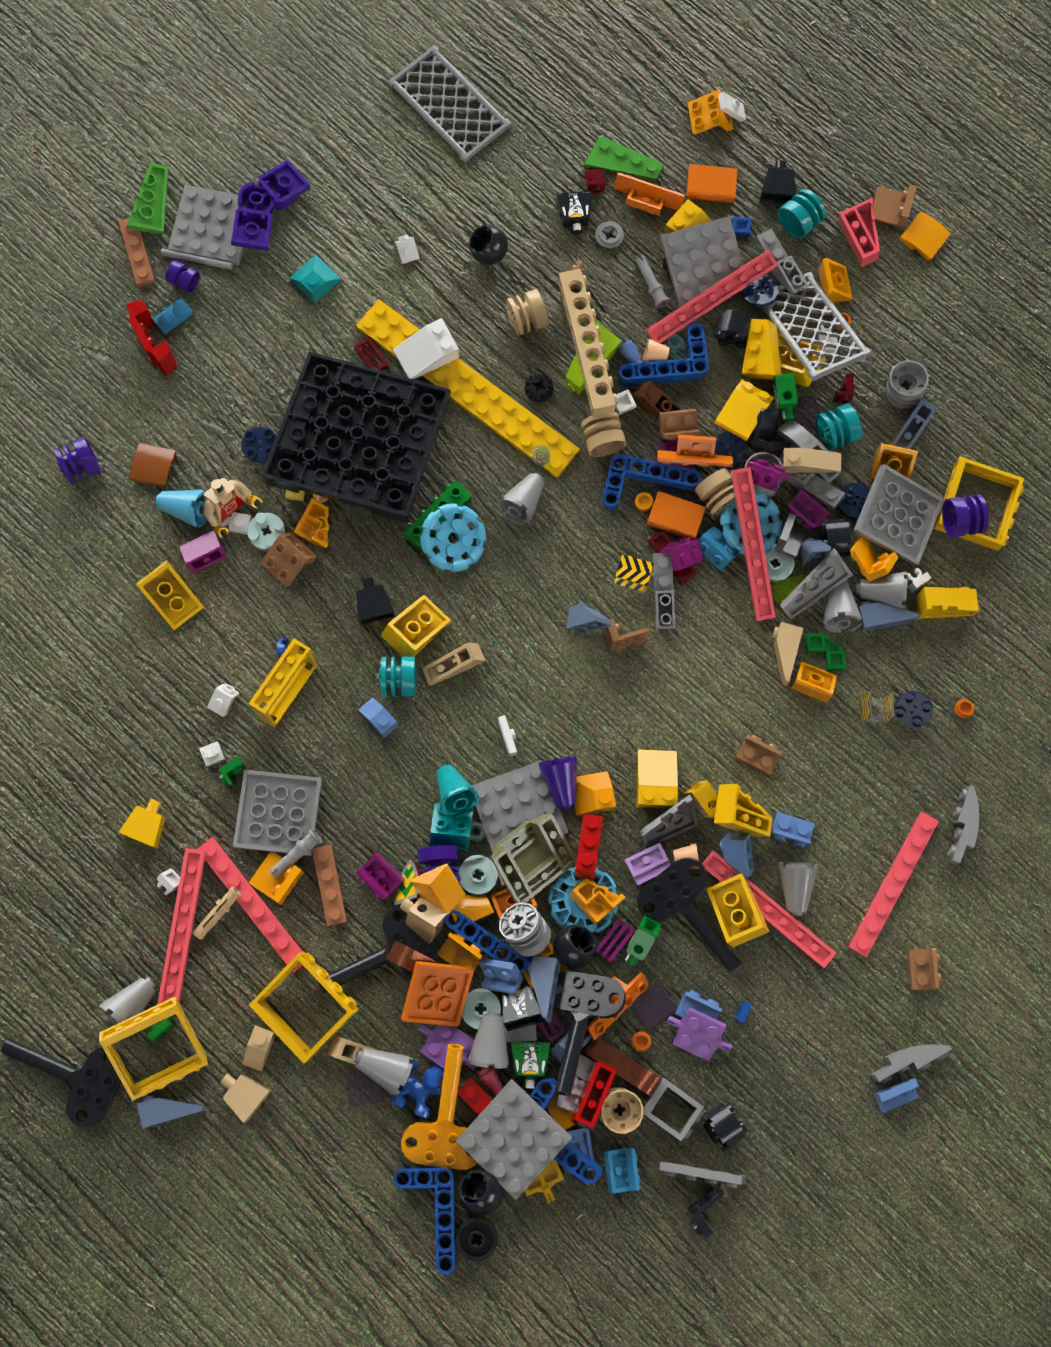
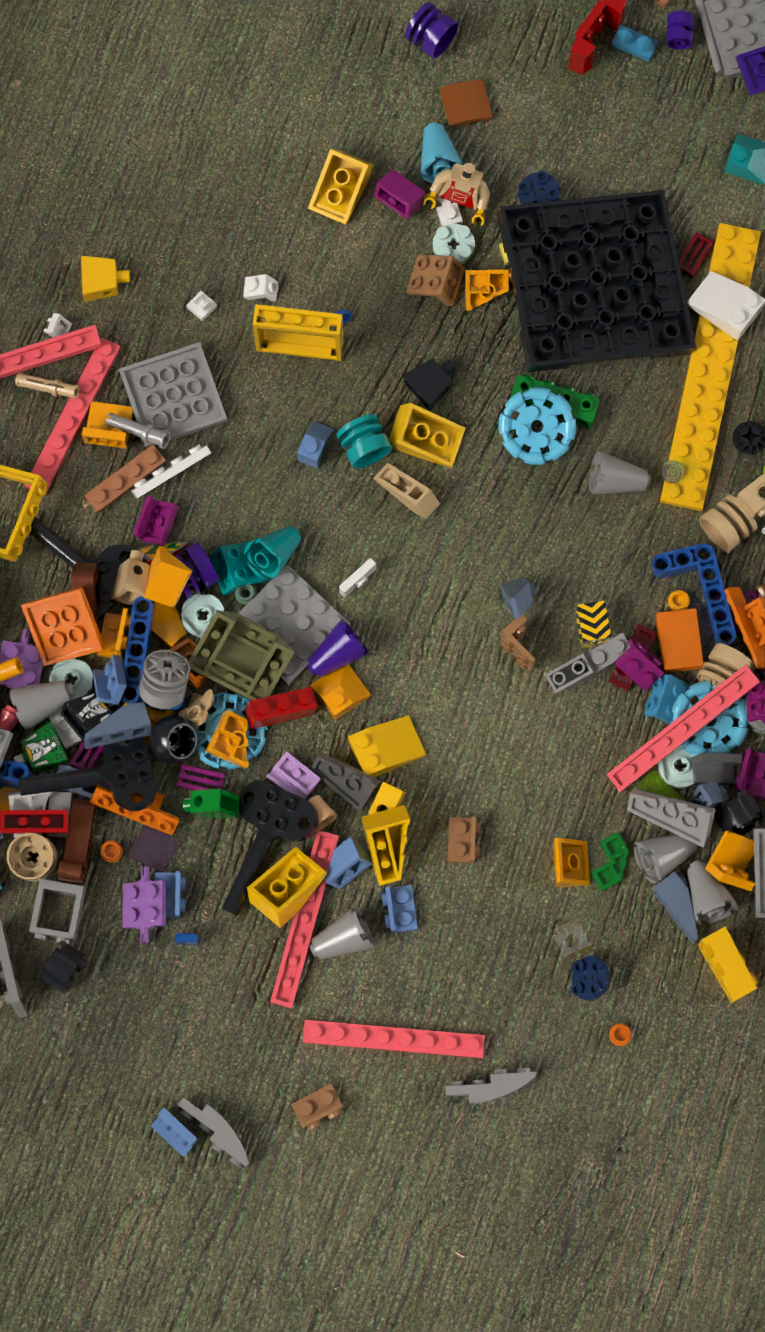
camera: 70 degrees right, 0 degrees up
(231, 768) = (195, 330): green bracket -> none
(343, 850) = (178, 465): none -> white plate
(555, 913) = (198, 708): none -> tan plate
(786, 646) = (594, 817): tan slope -> none
(919, 581) = (737, 926): white tile -> none

